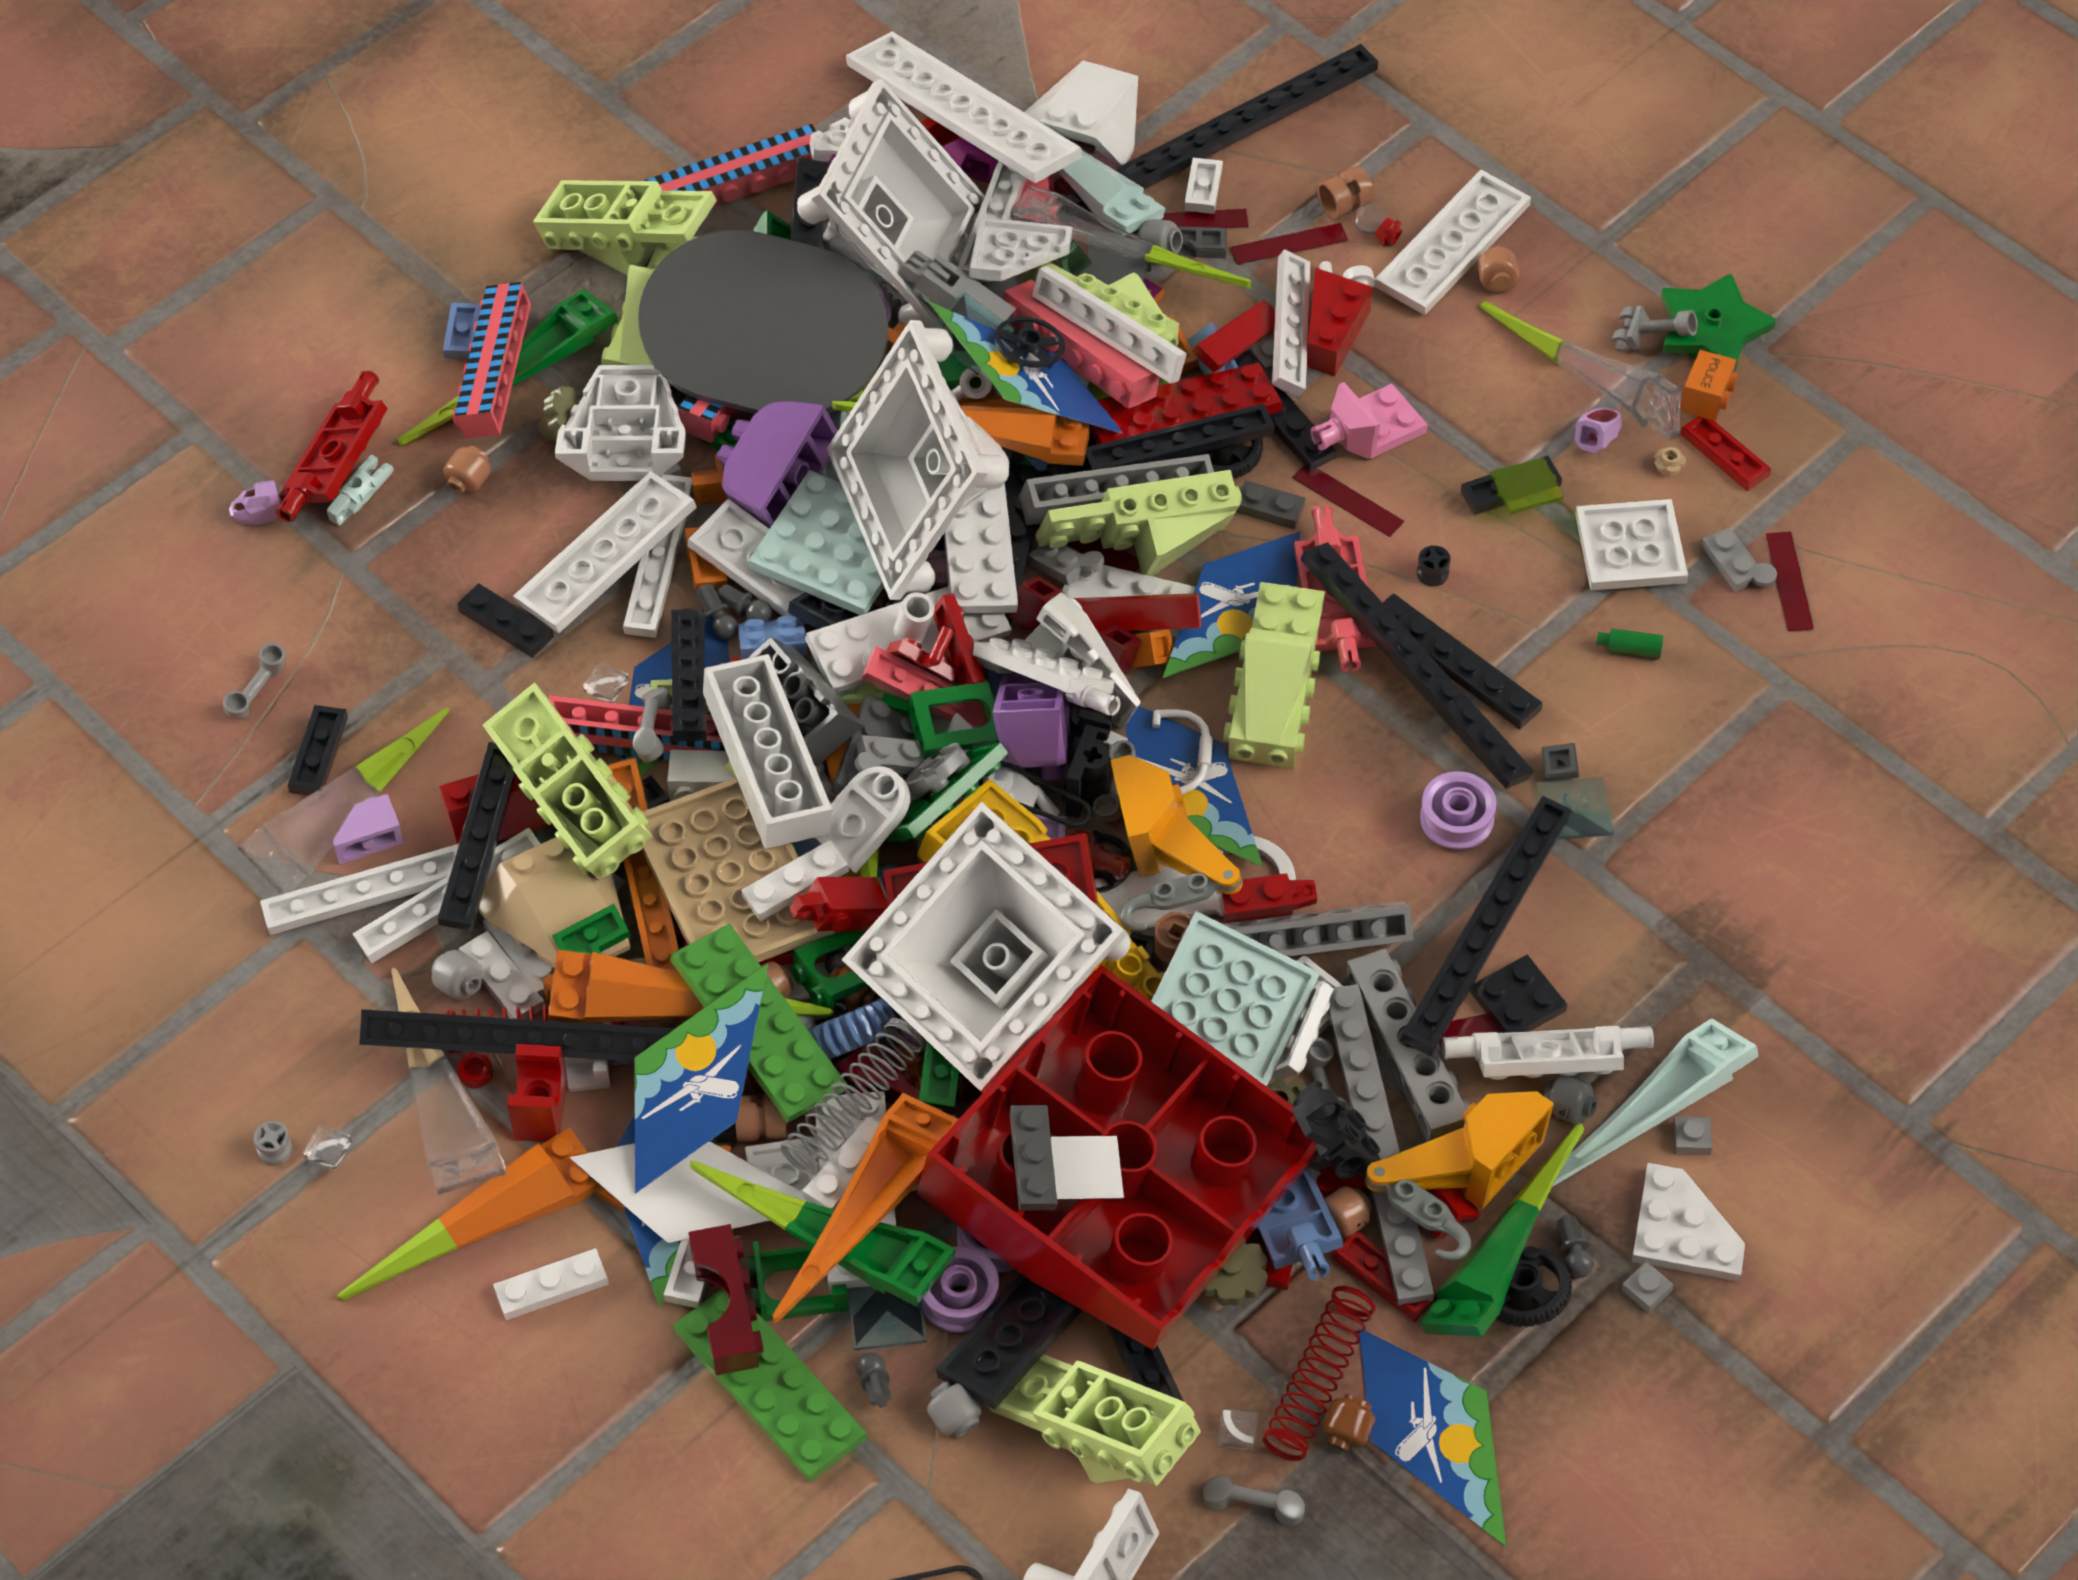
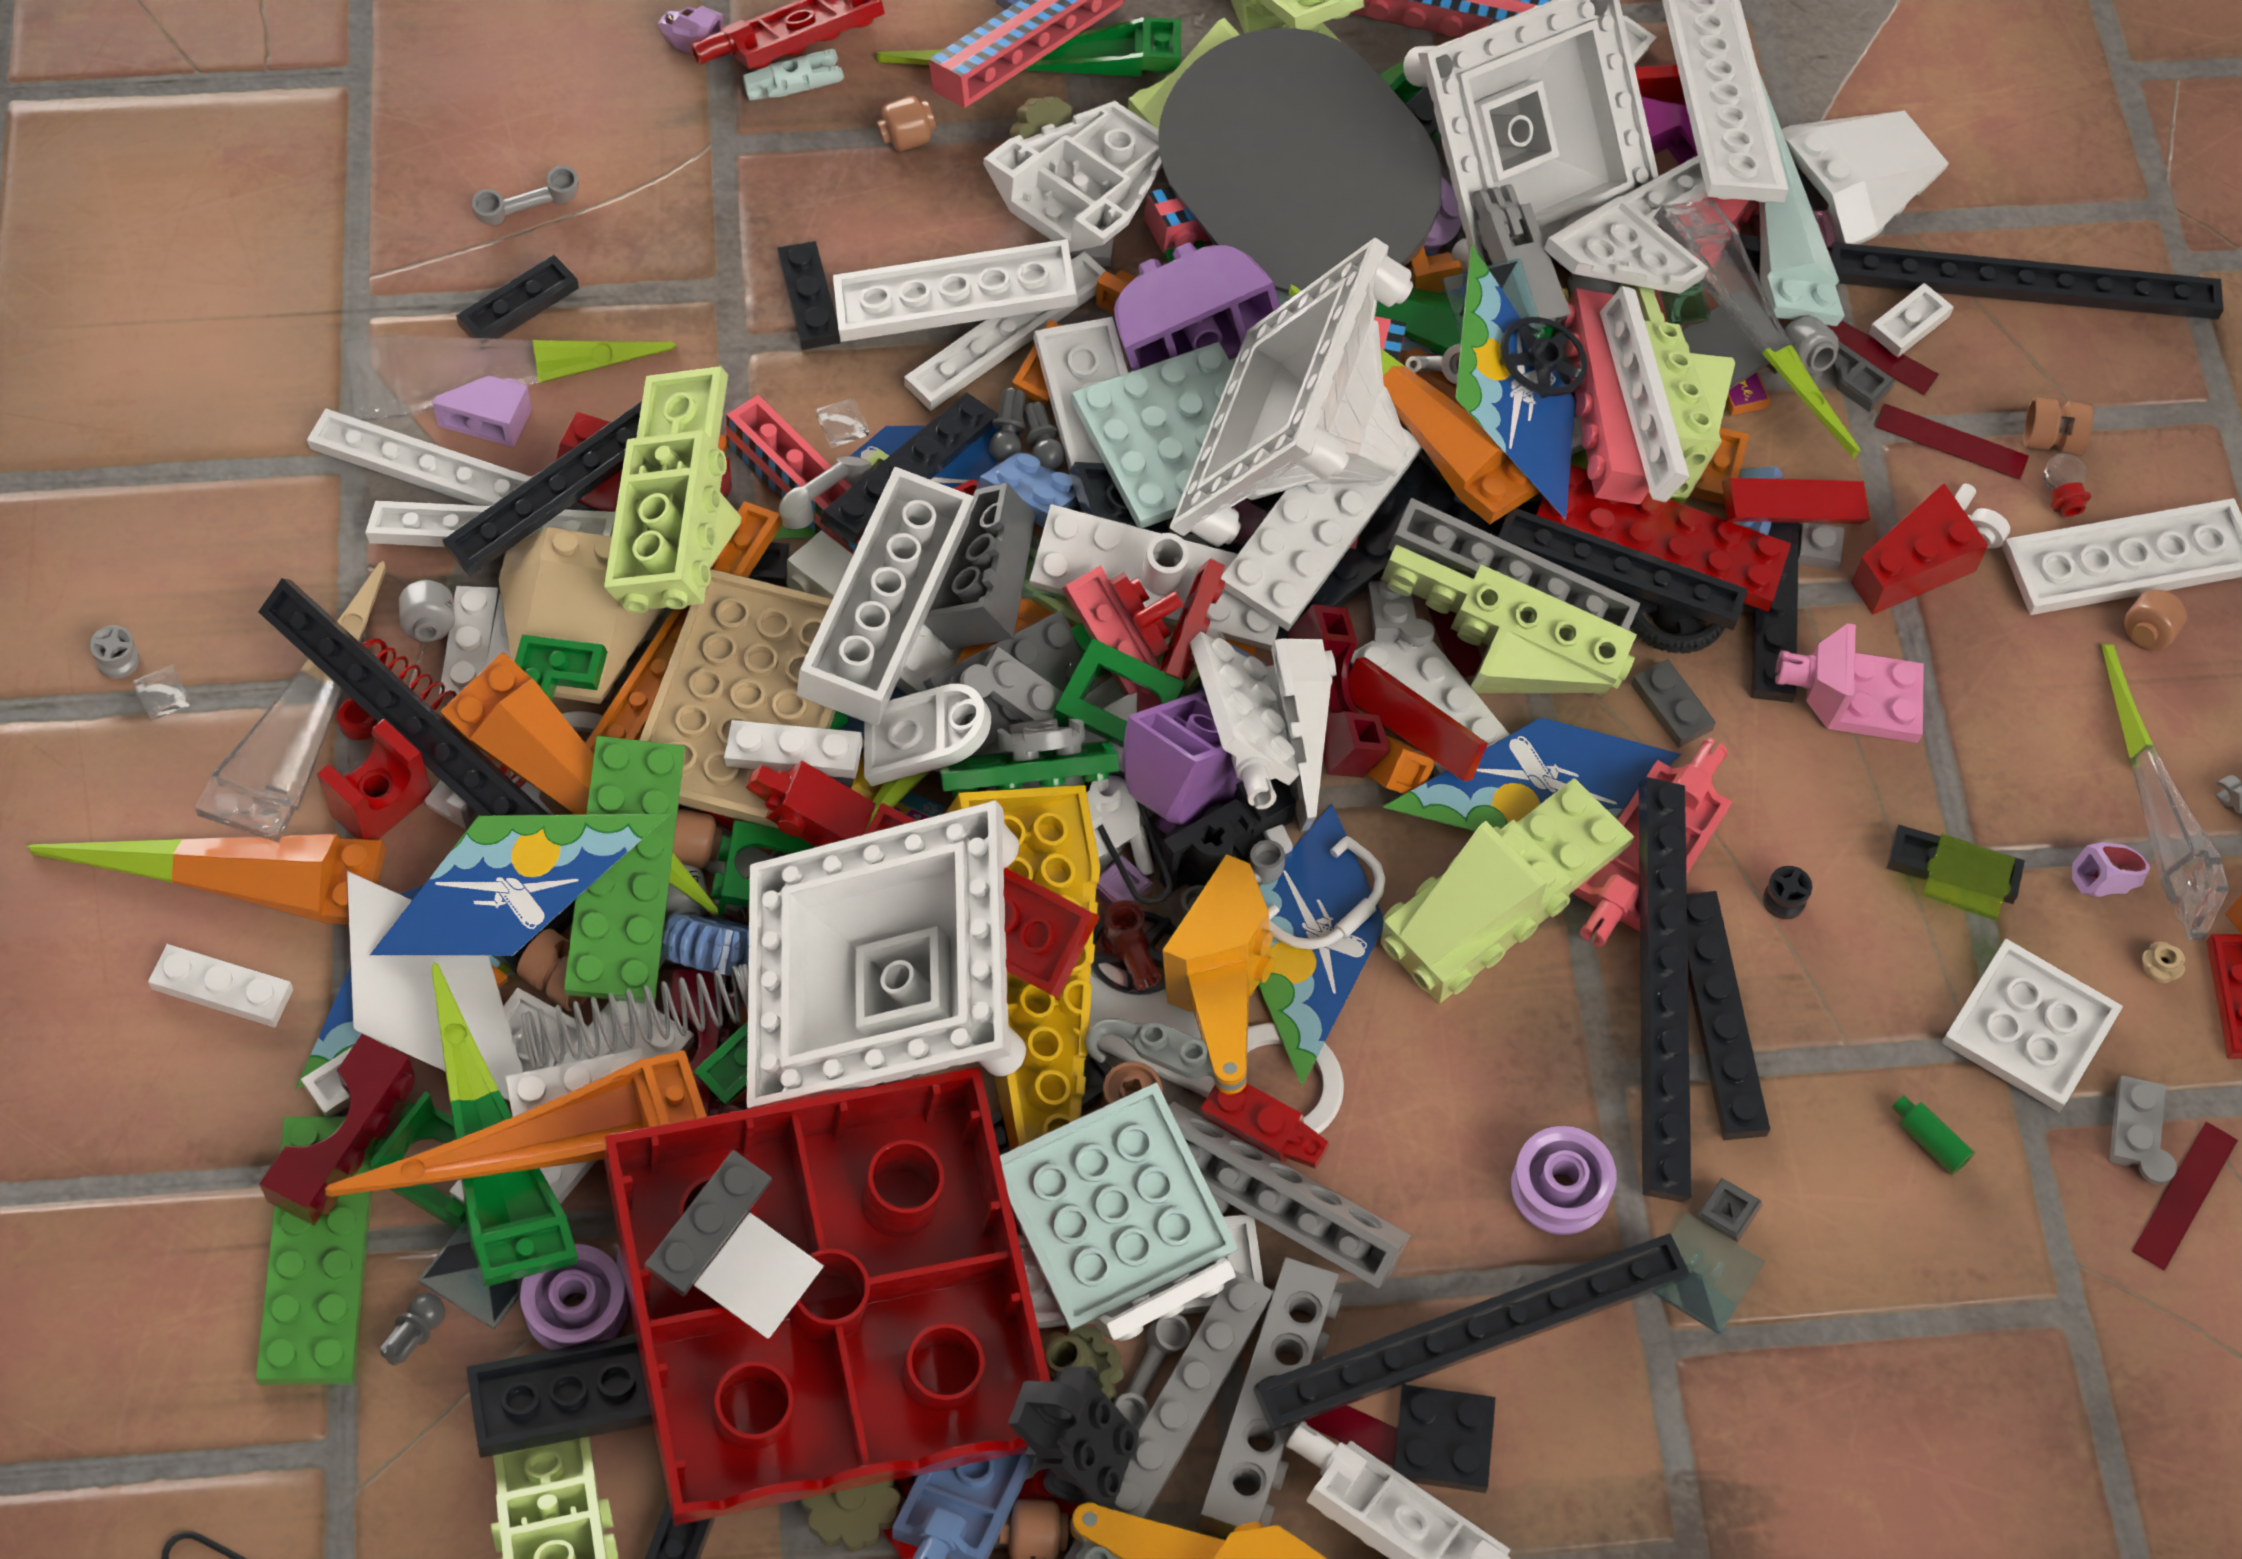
camera: 35 degrees right, 5 degrees up
(954, 1410) = (449, 1424): light grey head -> none
(1291, 323) = (1865, 525): white plate -> none
(1349, 500) = (1765, 758): dark red sticker -> none

